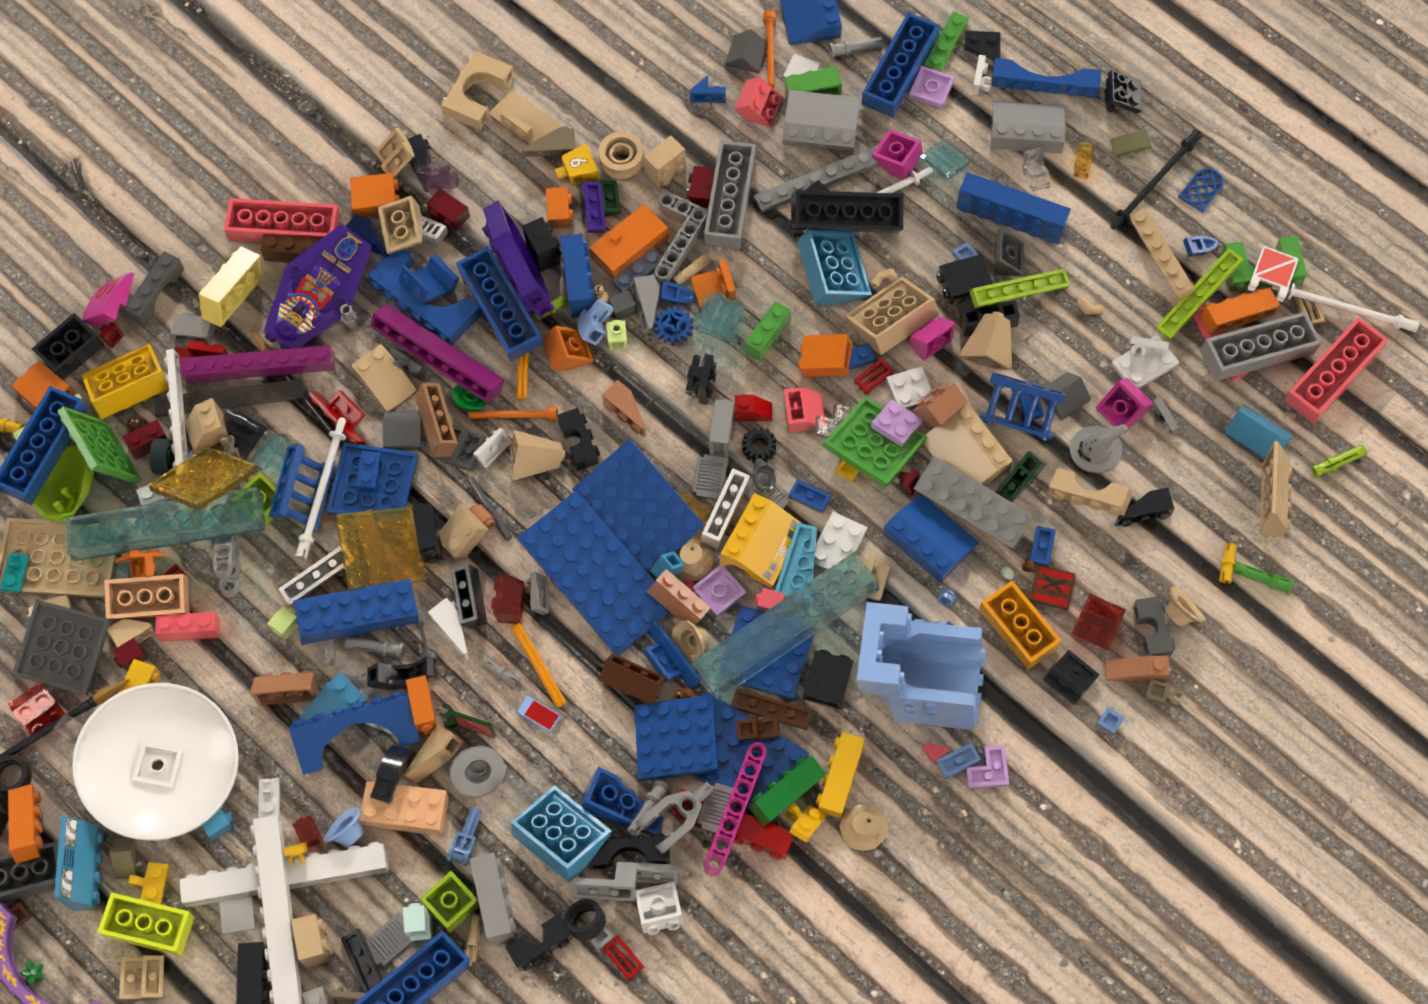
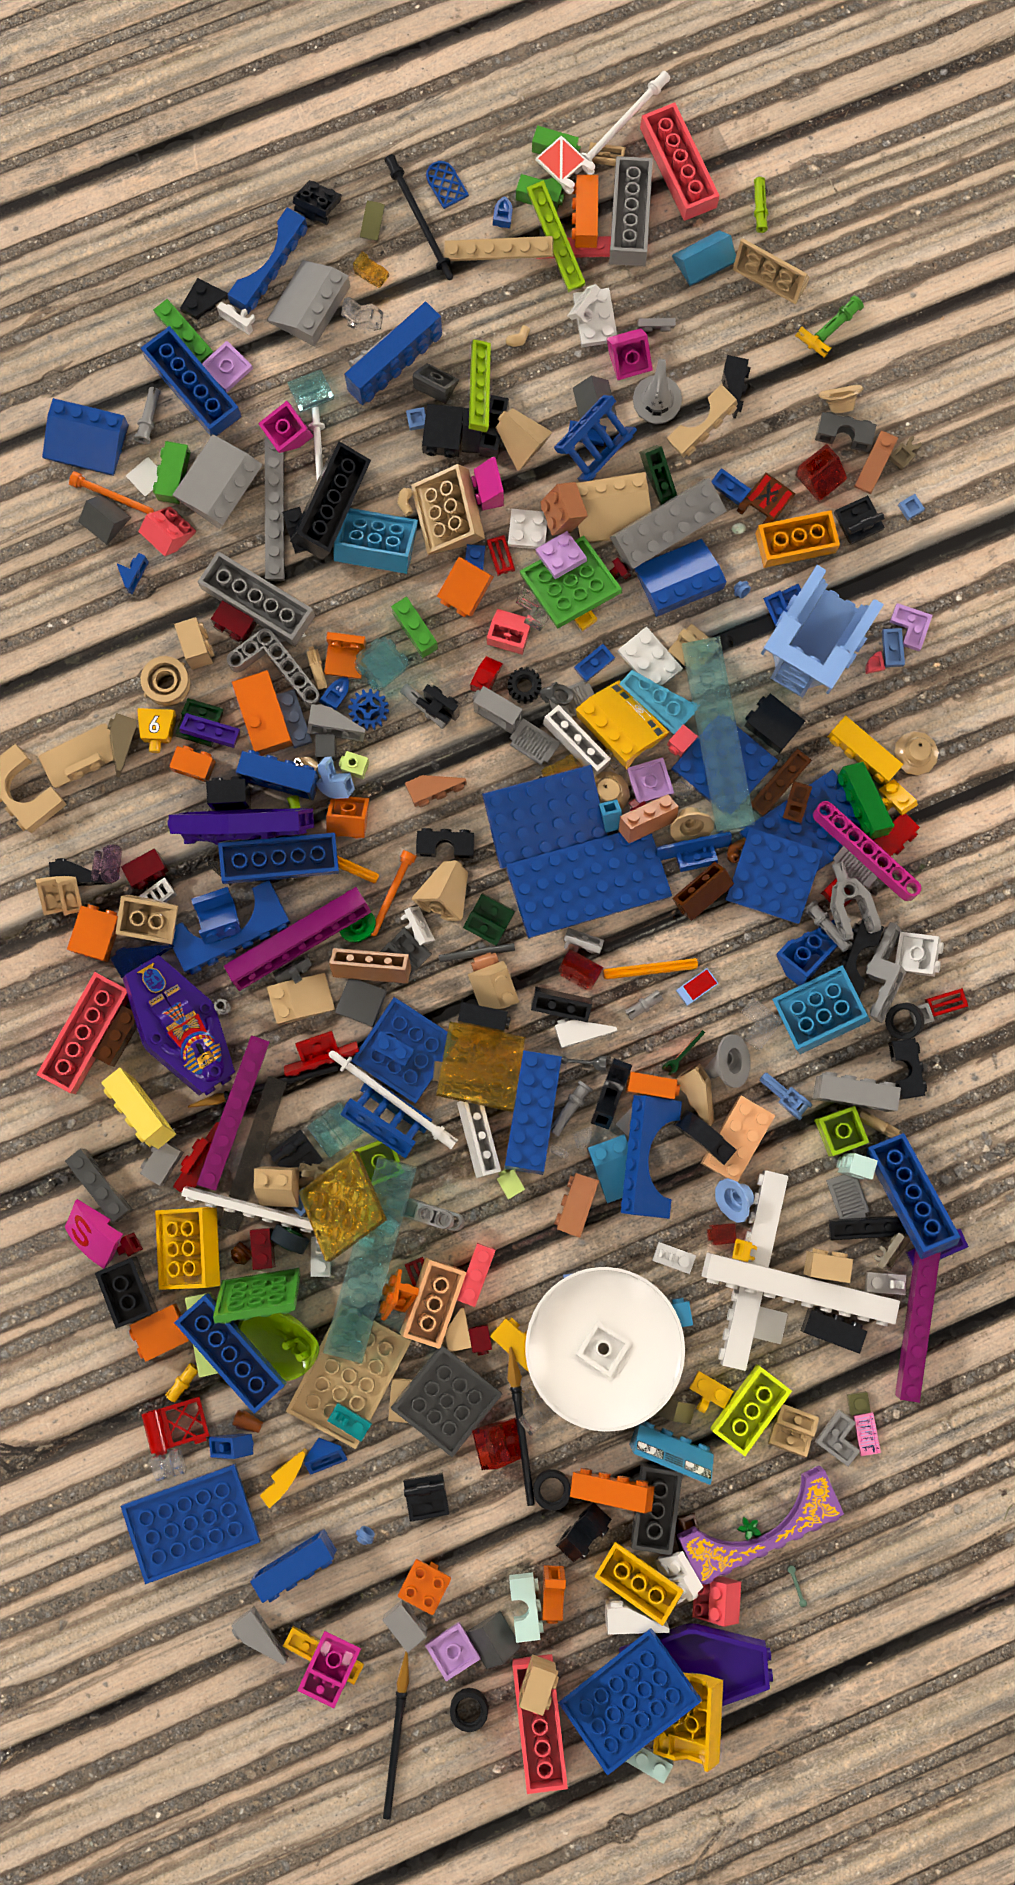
camera: 70 degrees left, 15 degrees up
(524, 505) = (489, 919): none -> dark green slope

